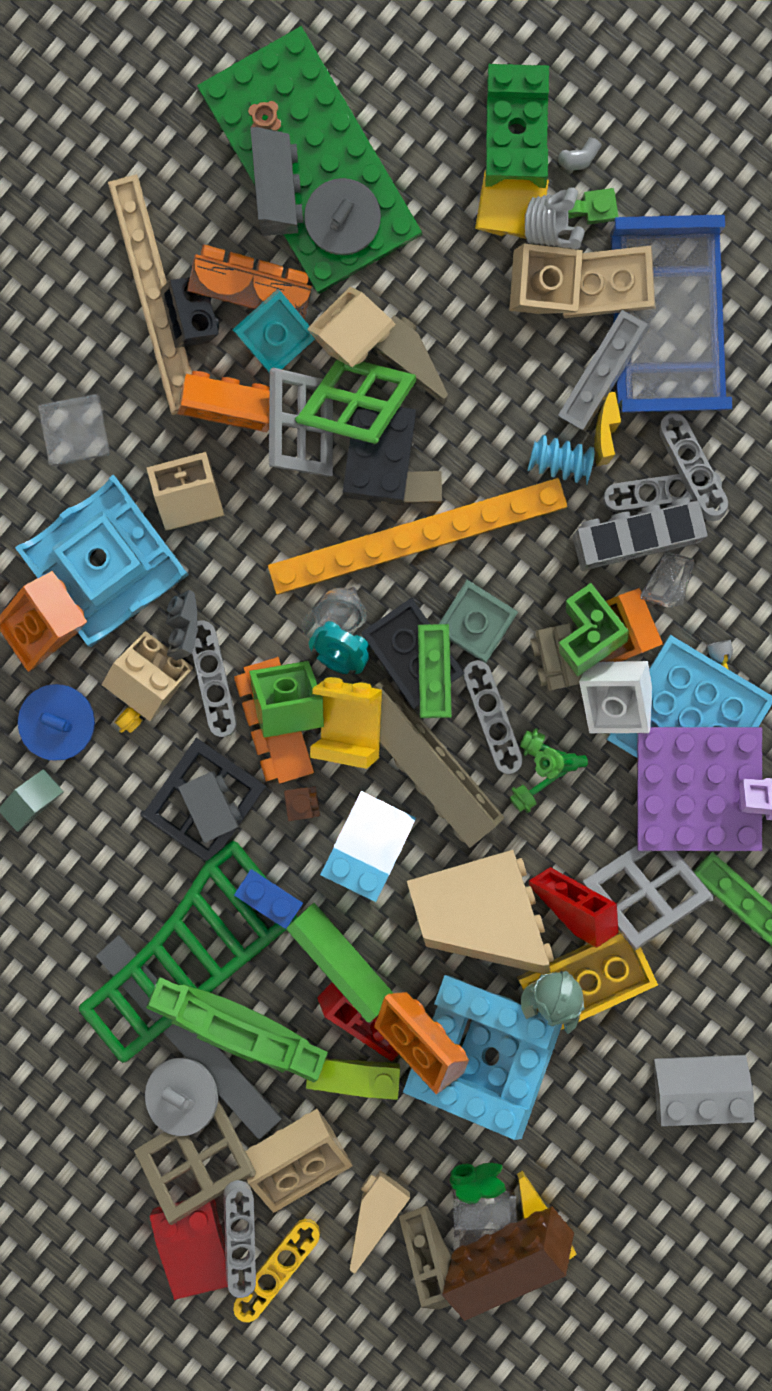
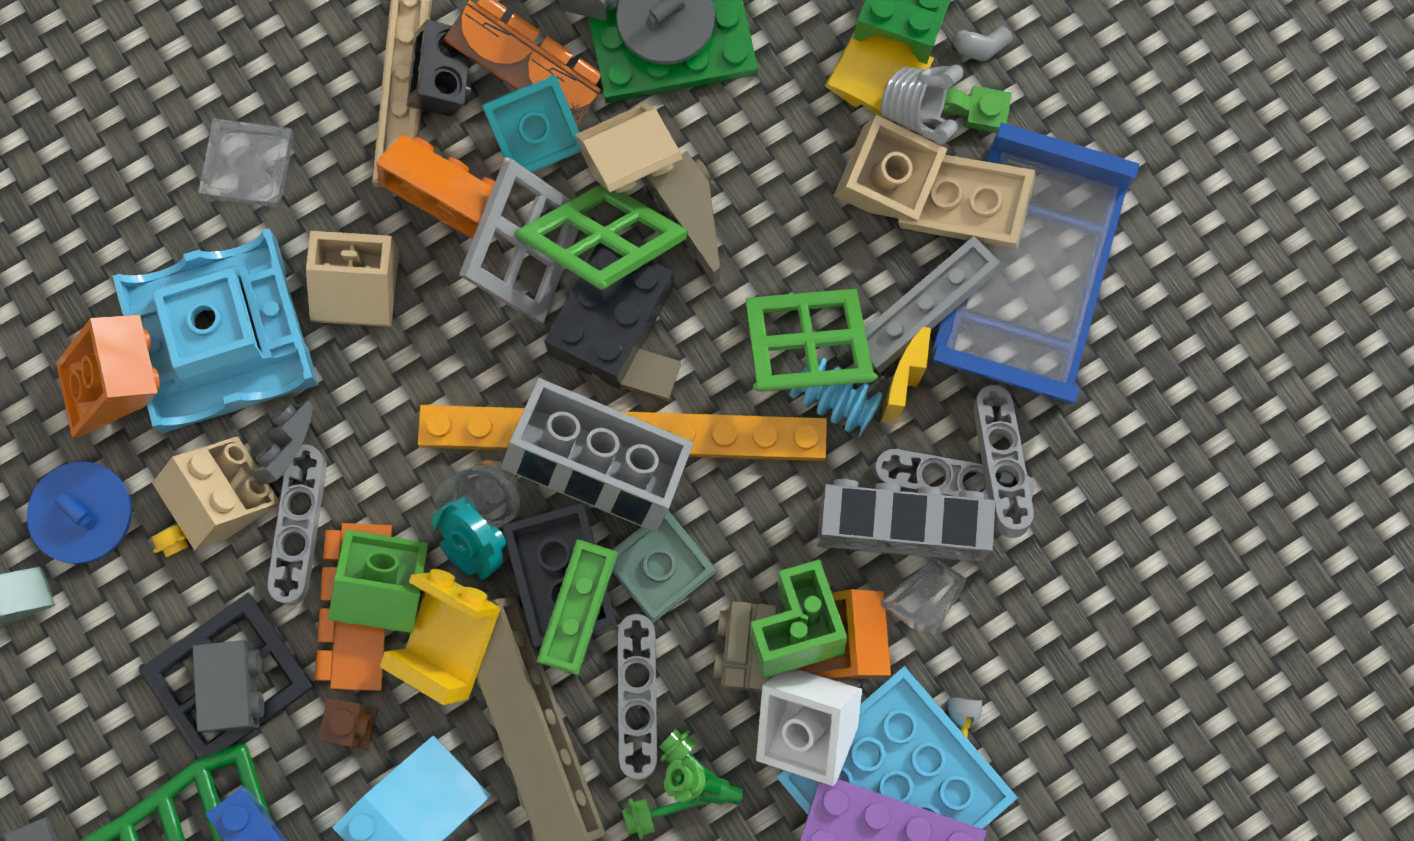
camera: 15 degrees right, 10 degrees down
(410, 561) = (597, 455): none -> light grey brick
(528, 426) = (808, 340): none -> bright green window

